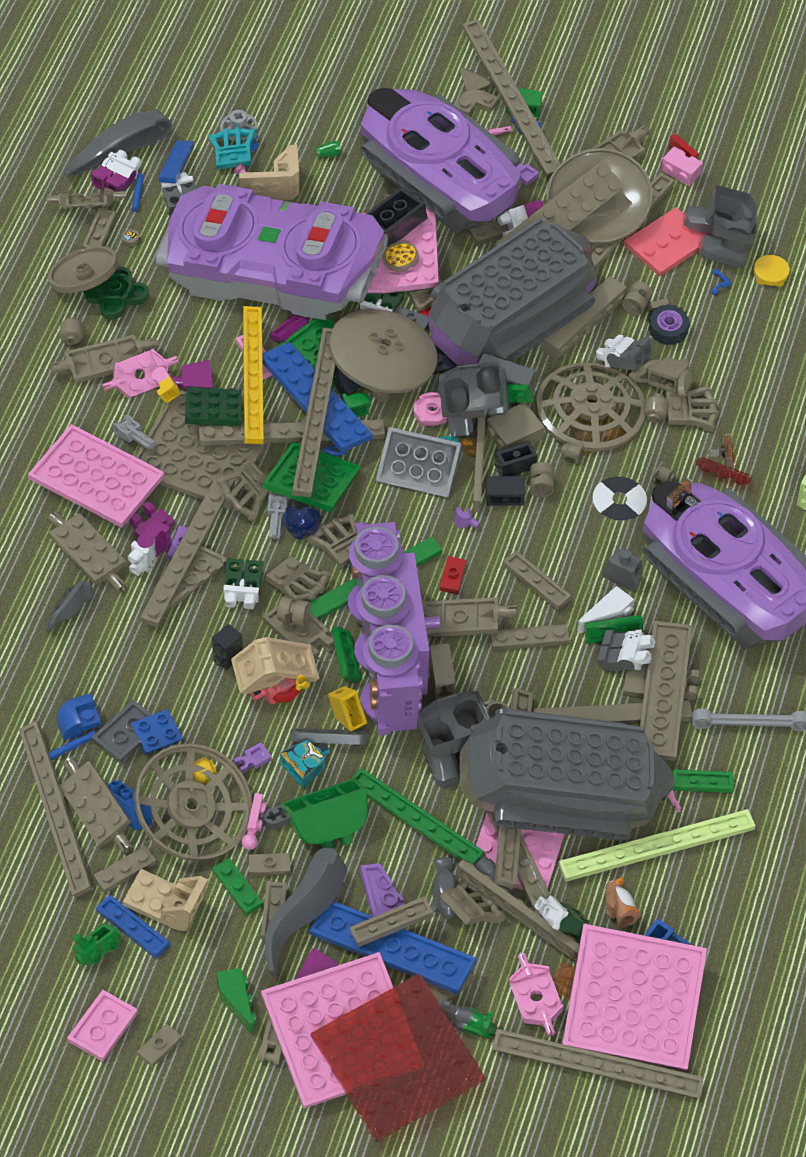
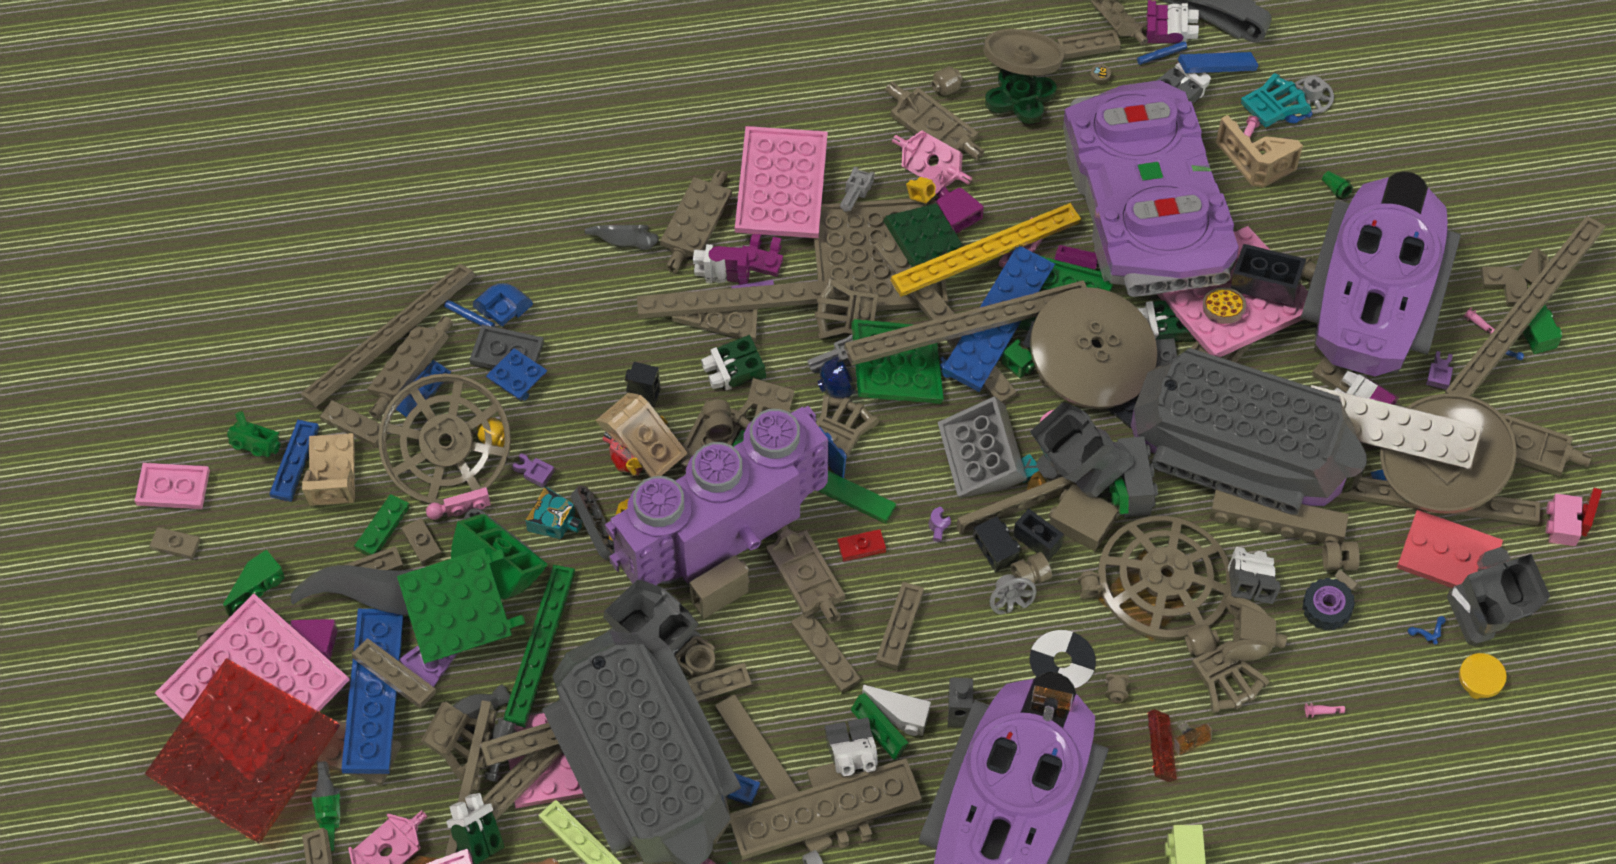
camera: 65 degrees right, 5 degrees up
(360, 848) = (456, 605): none -> green plate
(549, 498) = (1011, 591): none -> light grey wheel
(743, 374) = (1320, 709): none -> bright pink piece

